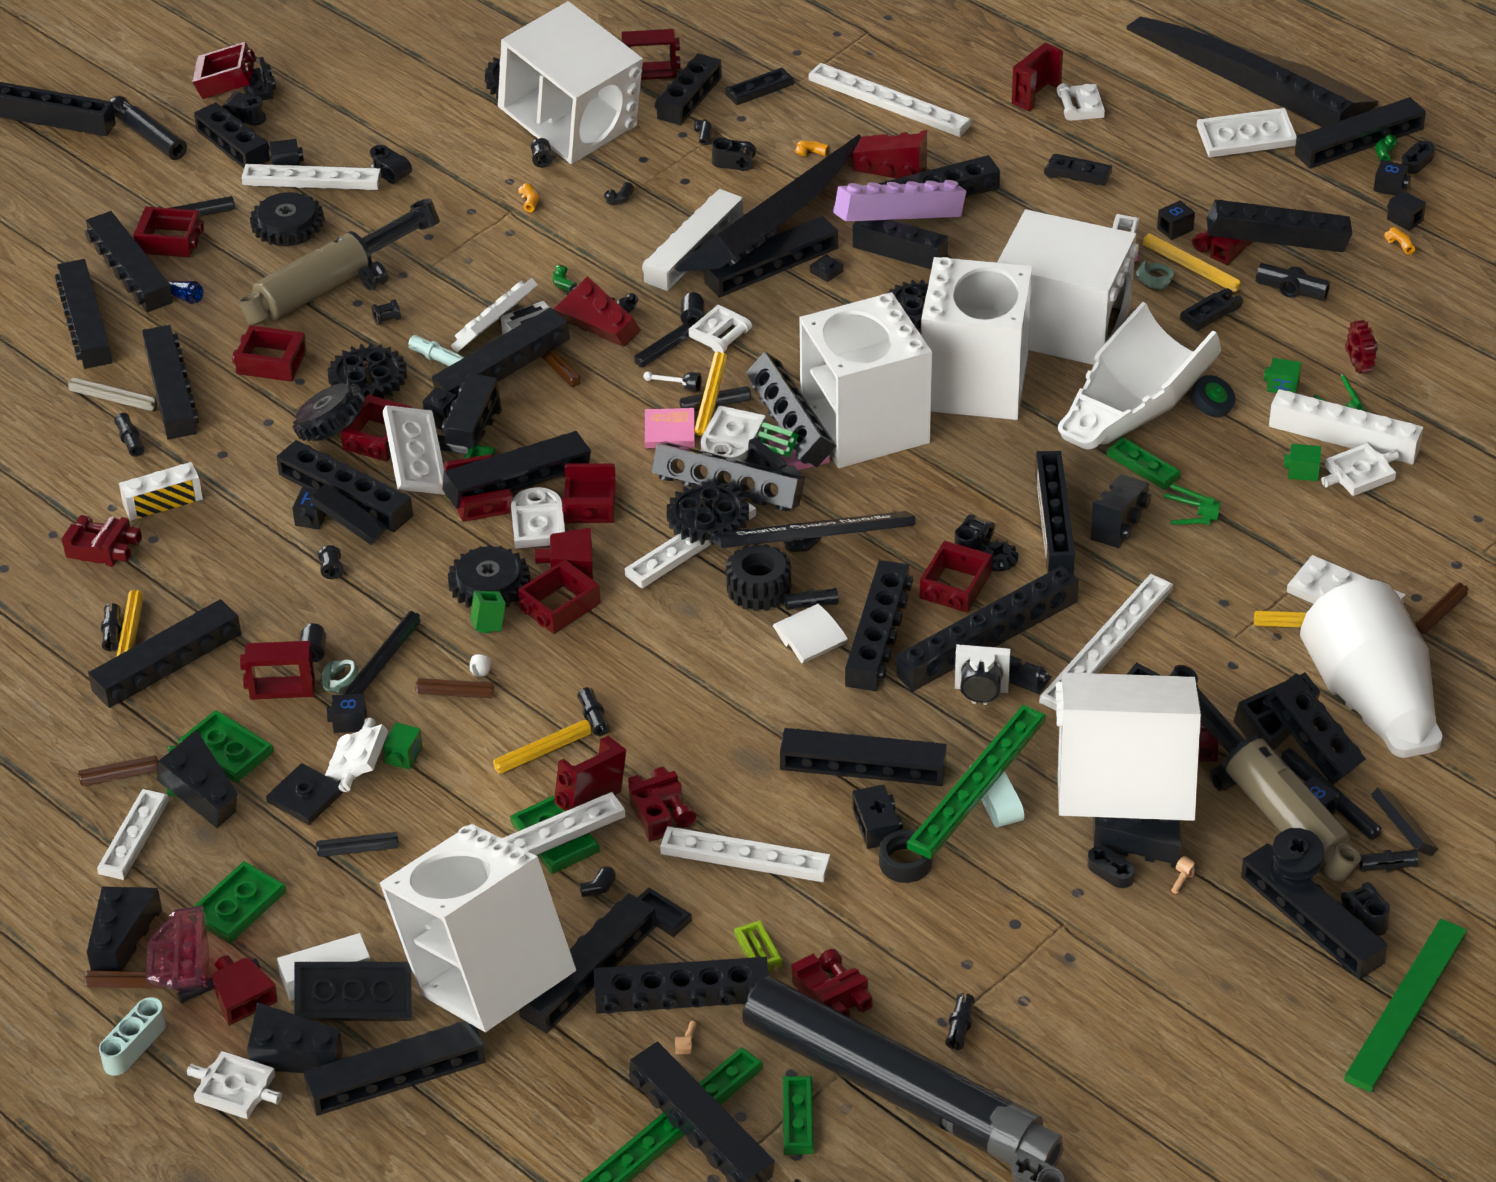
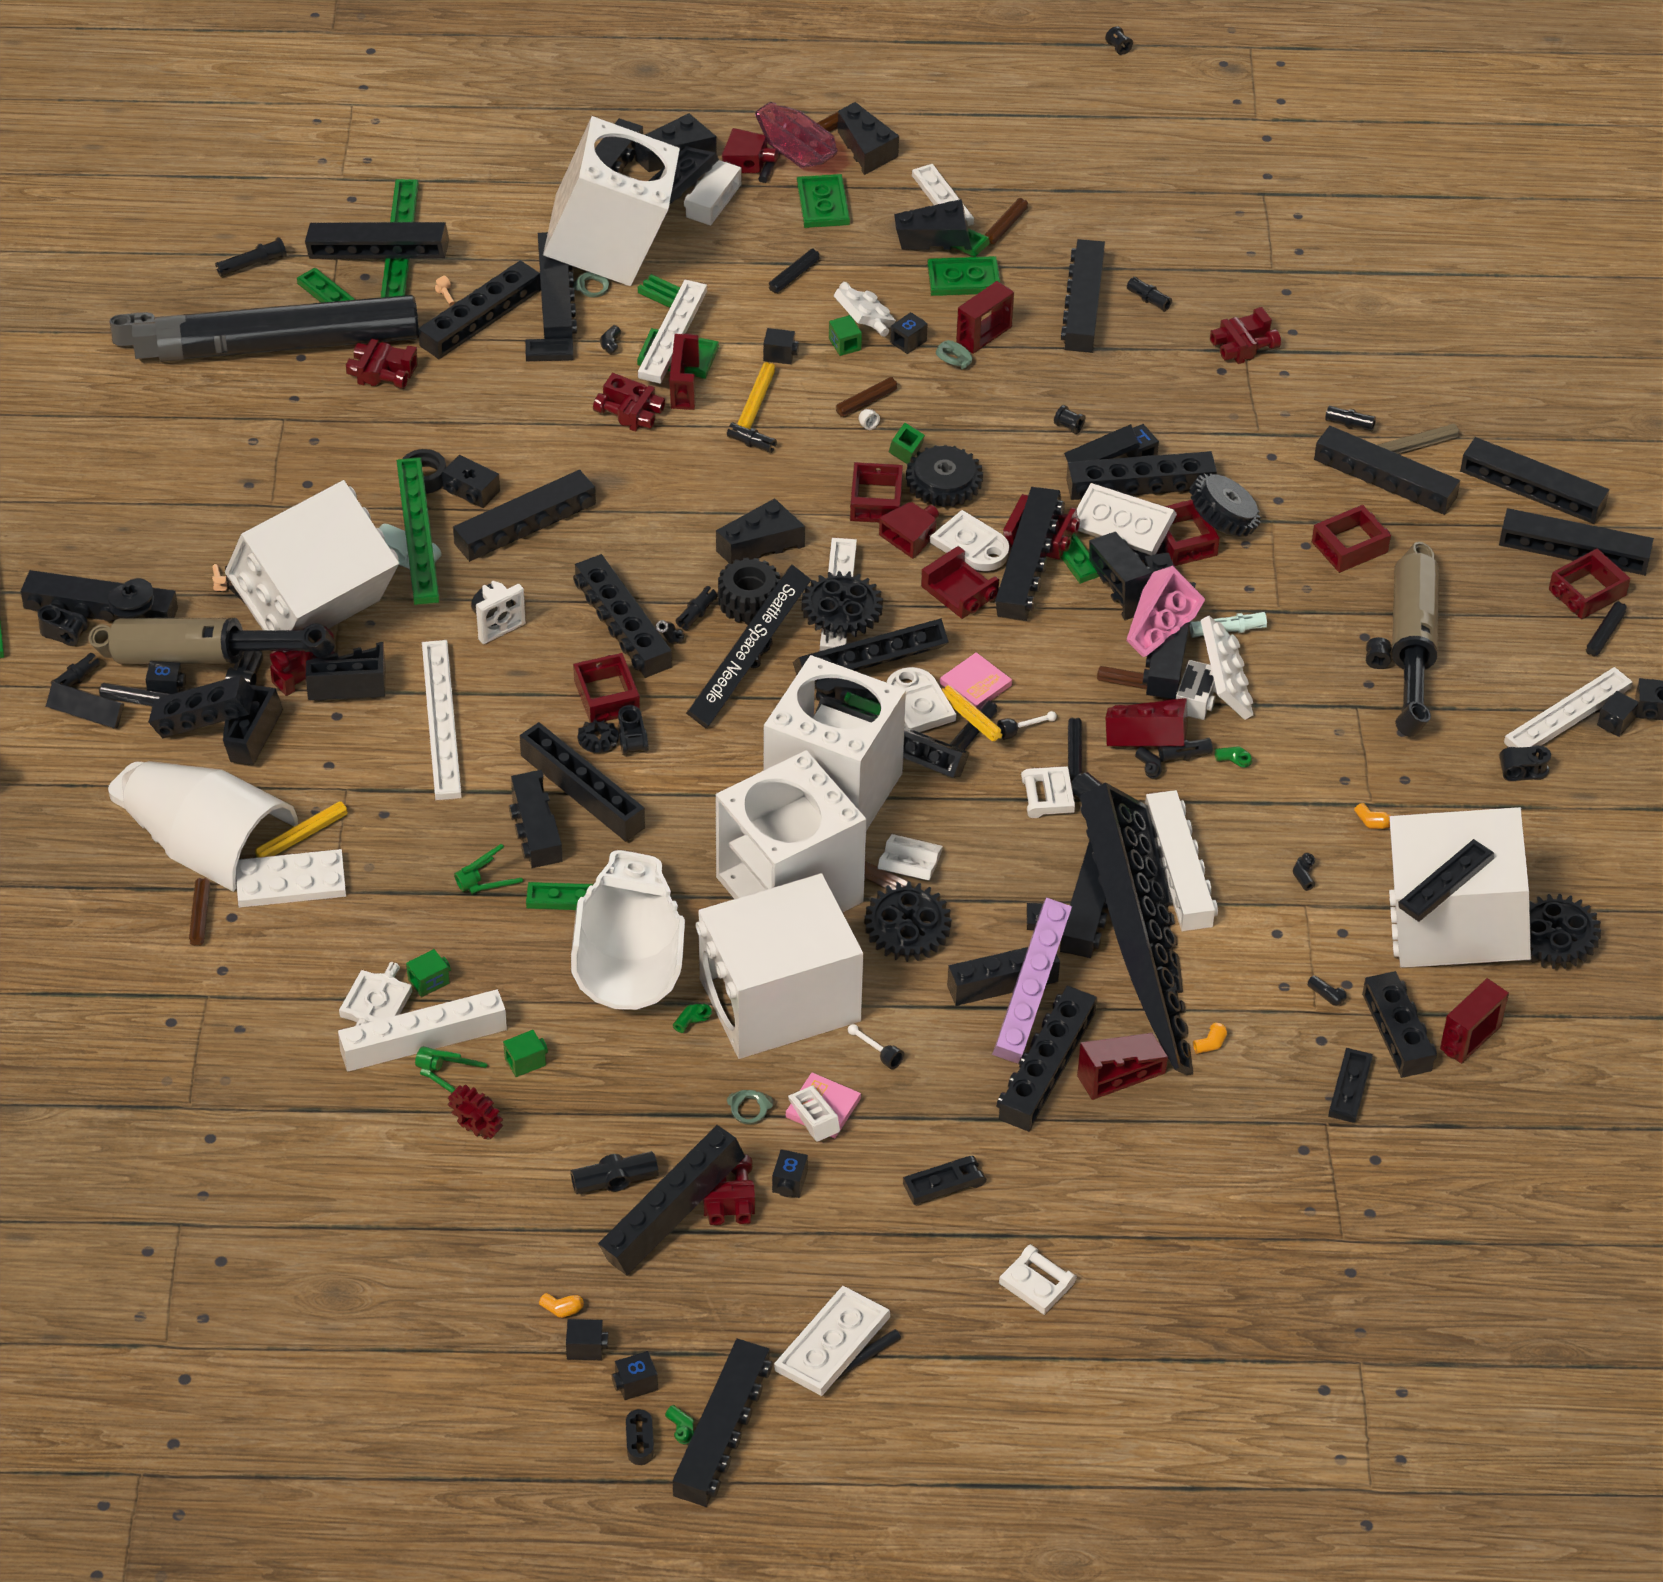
camera: 135 degrees right, 5 degrees up
(131, 621) = (1136, 301): yellow axle -> none
(132, 1036) = (773, 88): light aqua beam -> none
(160, 491) = (1258, 388): brick -> none
(187, 291) = (1495, 548): clear blue cone -> none
(234, 1084) = (674, 107): white plate -> none
(287, 219) = (1521, 657): black gear -> none
(304, 794) = (871, 276): black plate -> none
(317, 637) = (999, 359): black brick -> none
(379, 315) = (1320, 632): black bush -> none
(383, 654) = (944, 386): black axle -> none
(385, 368) = (1257, 570): black gear -> none
(468, 772) = (780, 346): none -> black brick
(485, 354) = (1163, 608): none -> bright pink wedge
(603, 38) = (1446, 880): none -> black tile
(694, 619) = (760, 532): none -> black wedge
(730, 154) = (1264, 975): black piece -> none
(738, 933) = (461, 366): lime tile -> none
(745, 854) = (532, 409): white plate -> none
(810, 633) = (668, 583): white slope -> none
(854, 591) = (669, 631): none -> black arm
(890, 99) = (1216, 1154): white tile -> none
(960, 1021) = (279, 397): black pin -> none
(988, 626) = (536, 660): black brick -> none
(1028, 675) = (486, 648): black hinge -> none
(1034, 73) = (1096, 1233): dark red panel -> none
(1191, 262) = (747, 1140): yellow axle -> none
(1210, 309) = (660, 1090): black hinge -> none
(1213, 396) = (562, 991): black wheel -> none
(1271, 77) = (890, 1452): black wedge -> none

